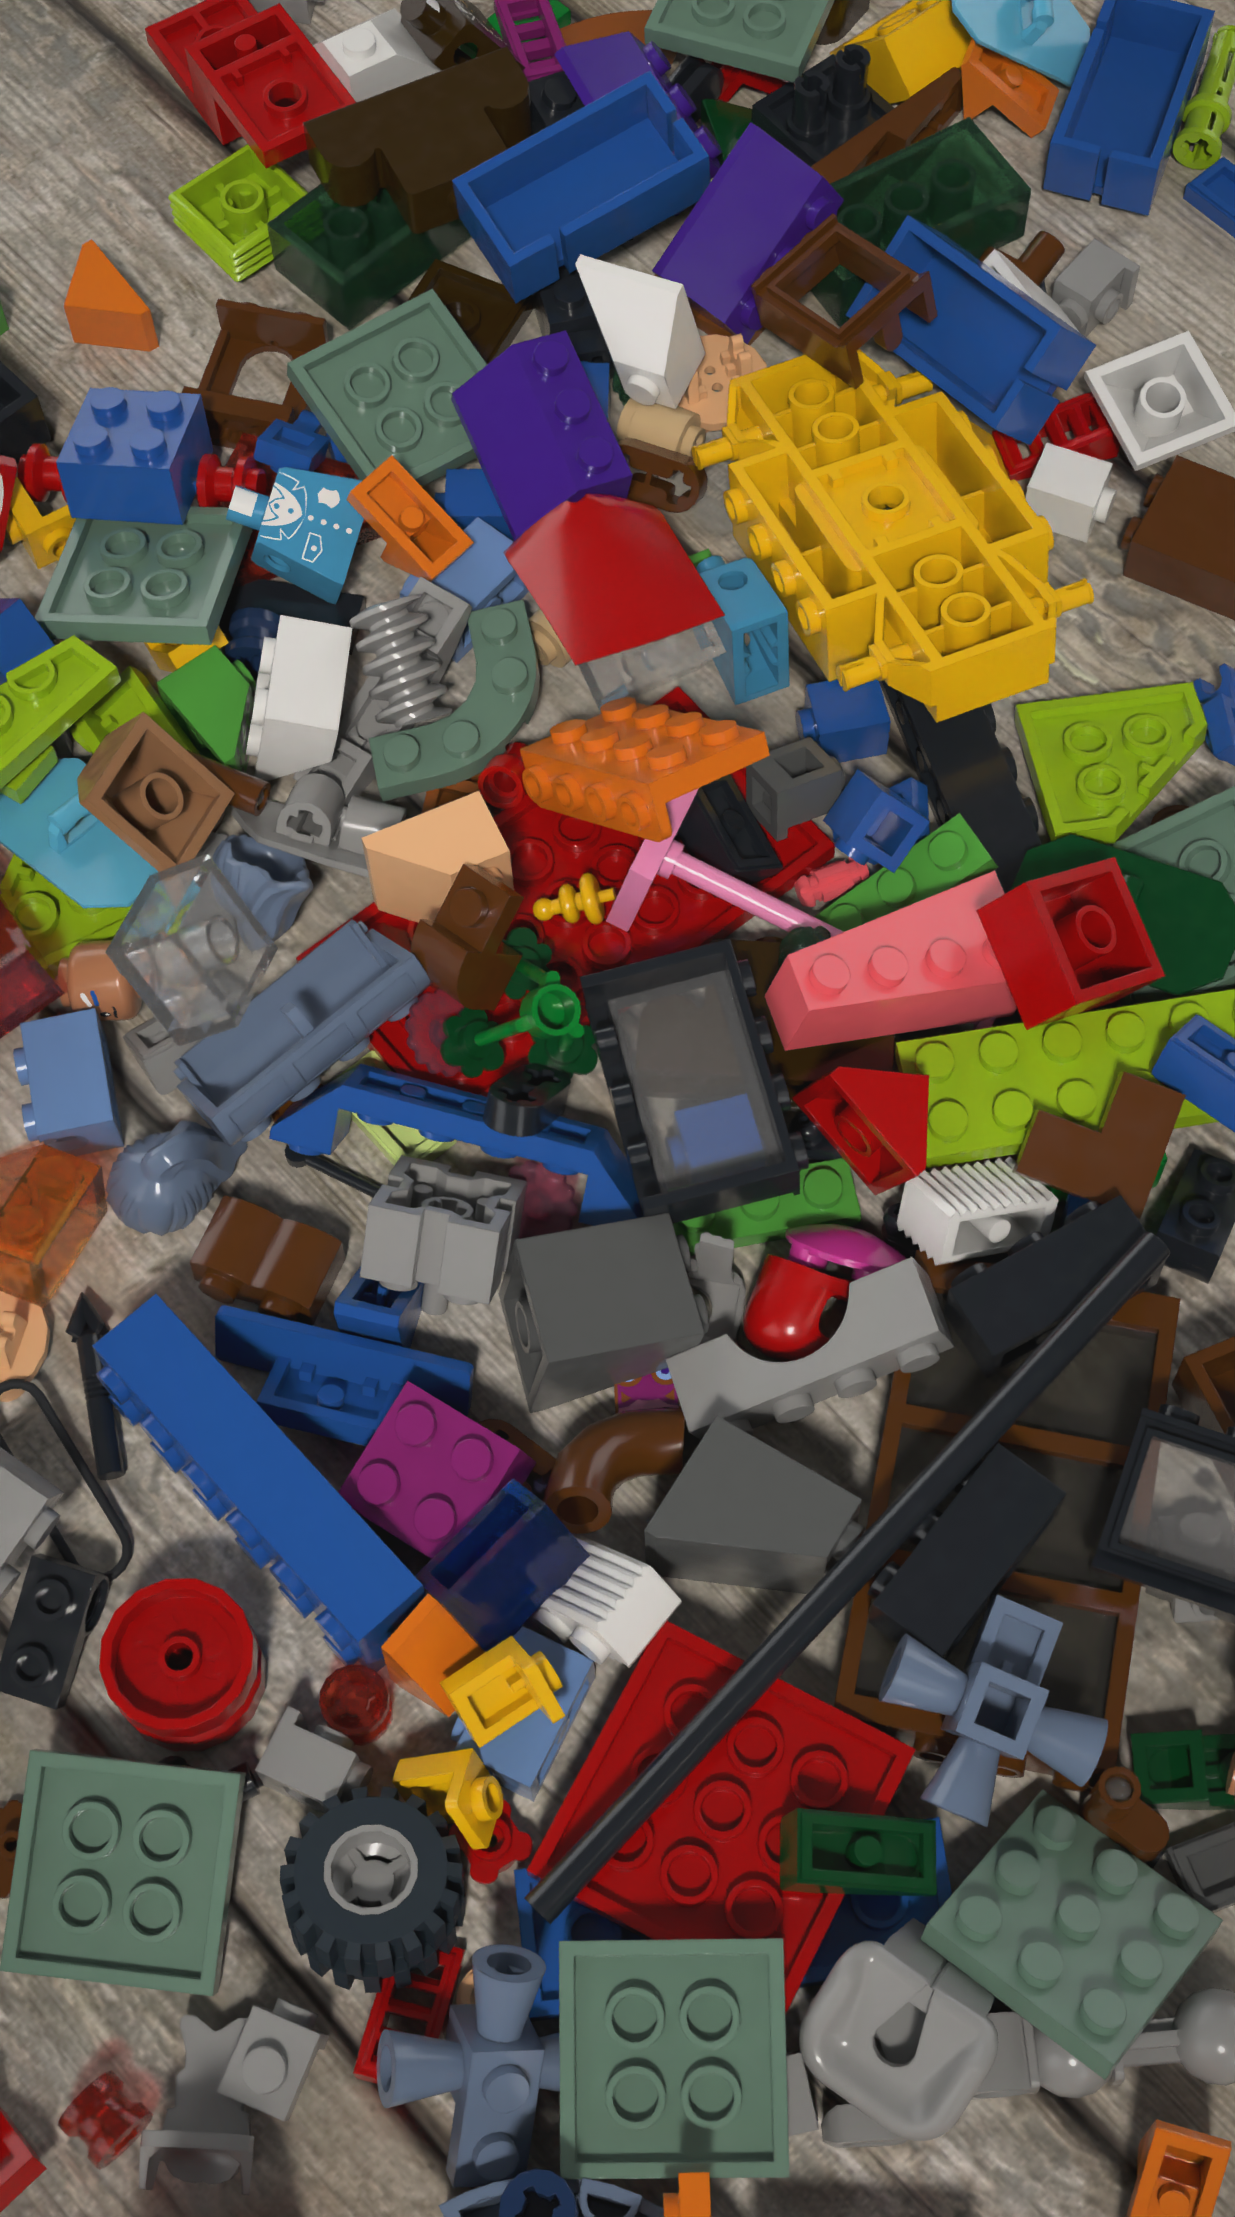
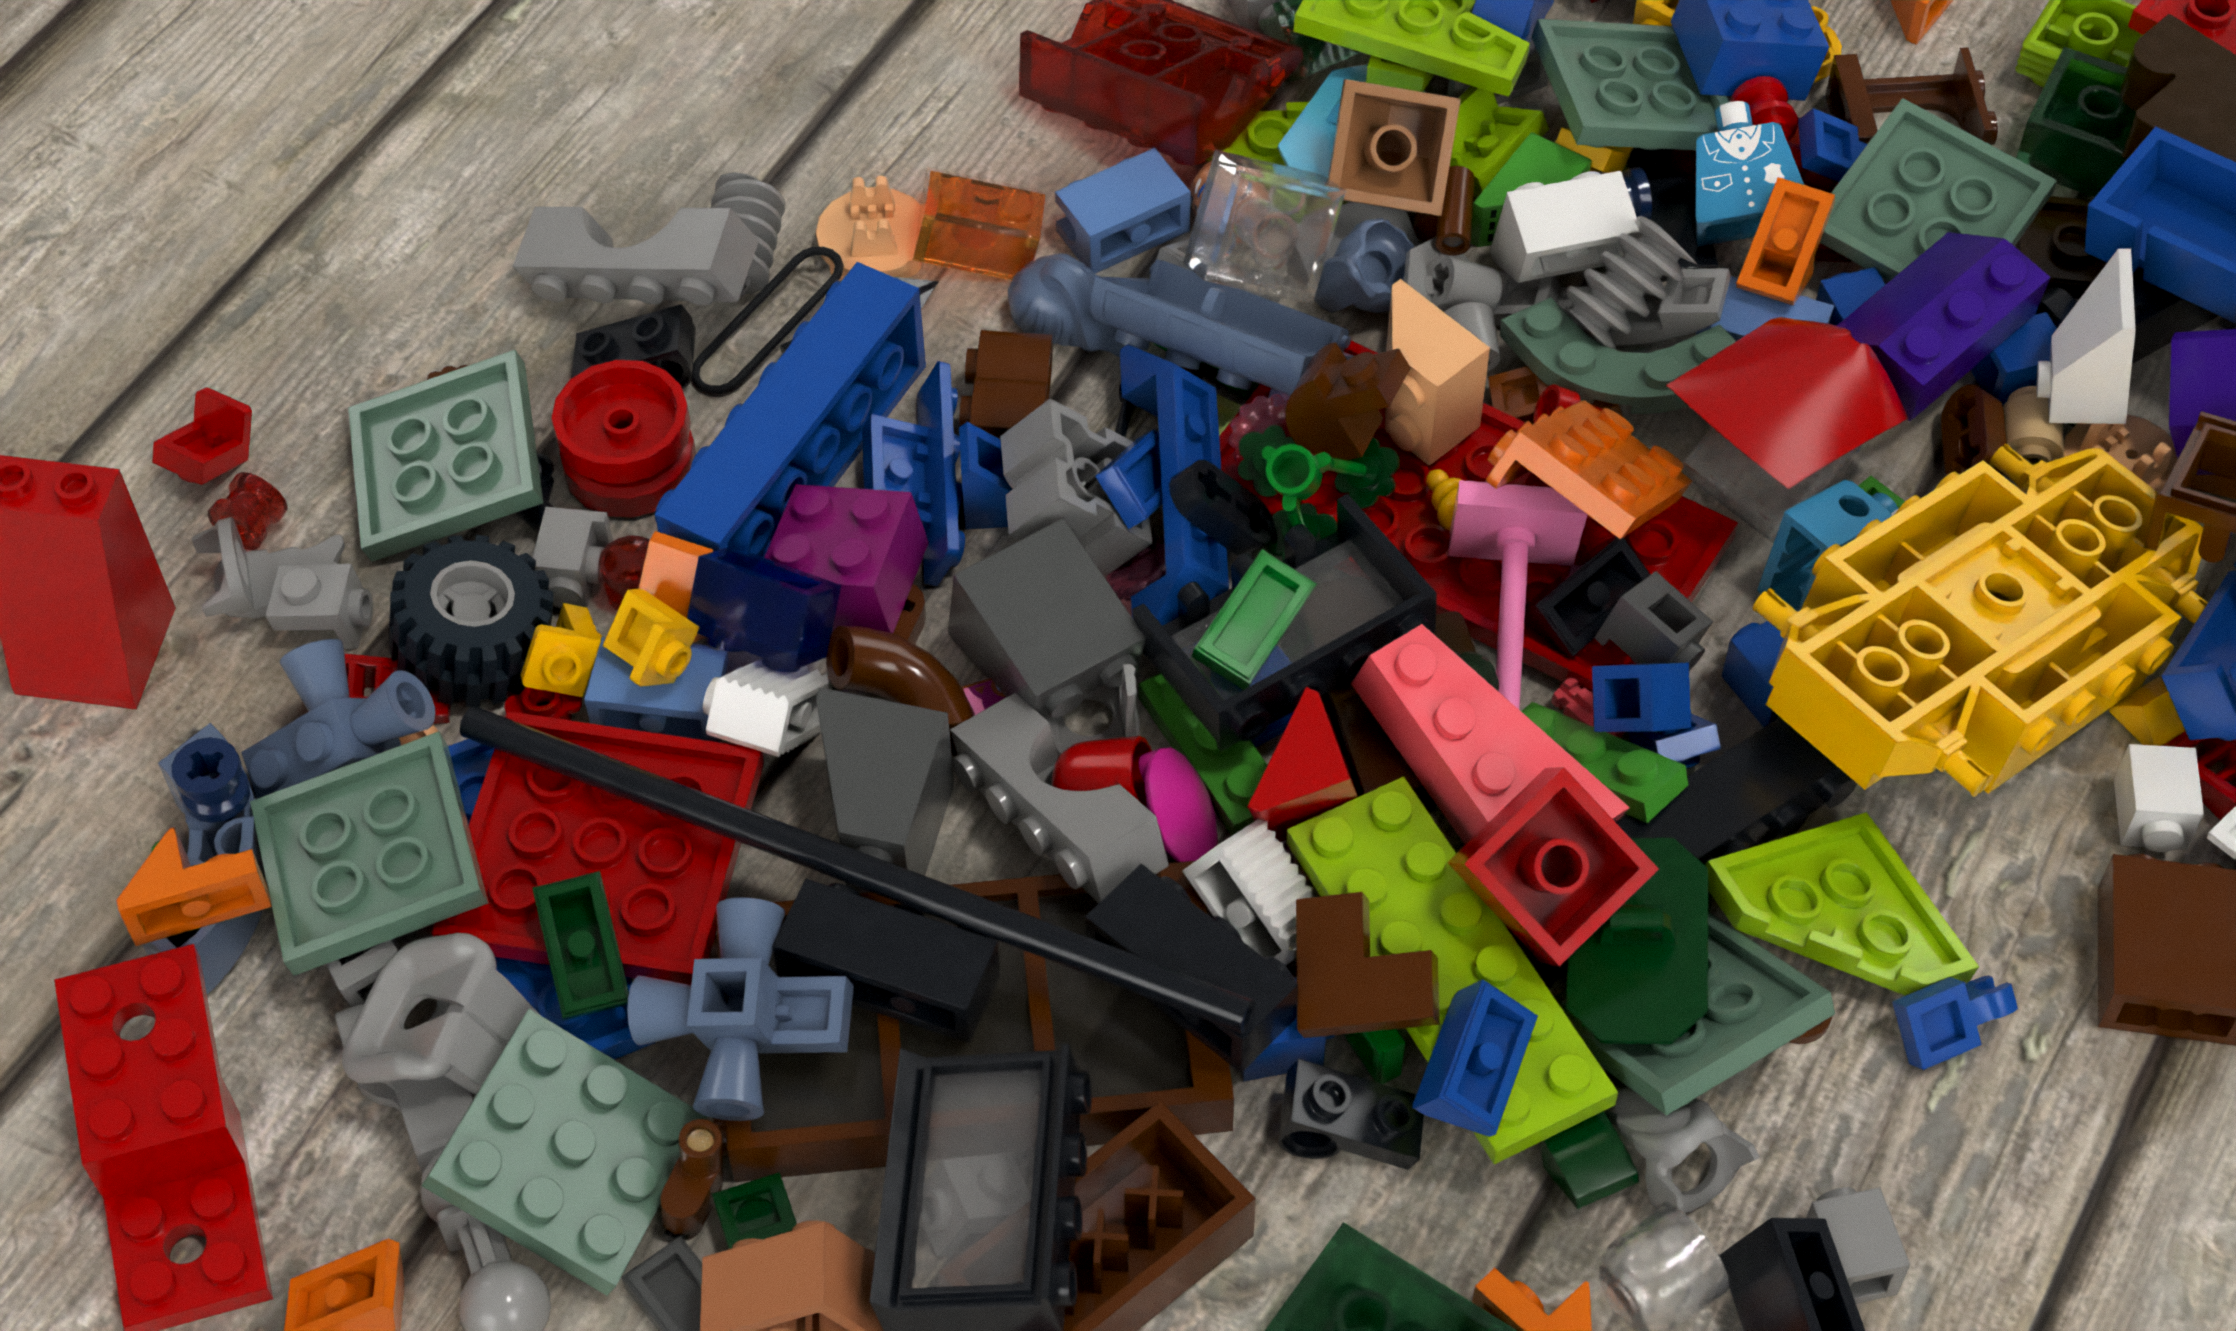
camera: 70 degrees right, 10 degrees down
(458, 1164) = (1135, 479): none -> blue tile
(691, 1108) = (1253, 620): none -> green tile

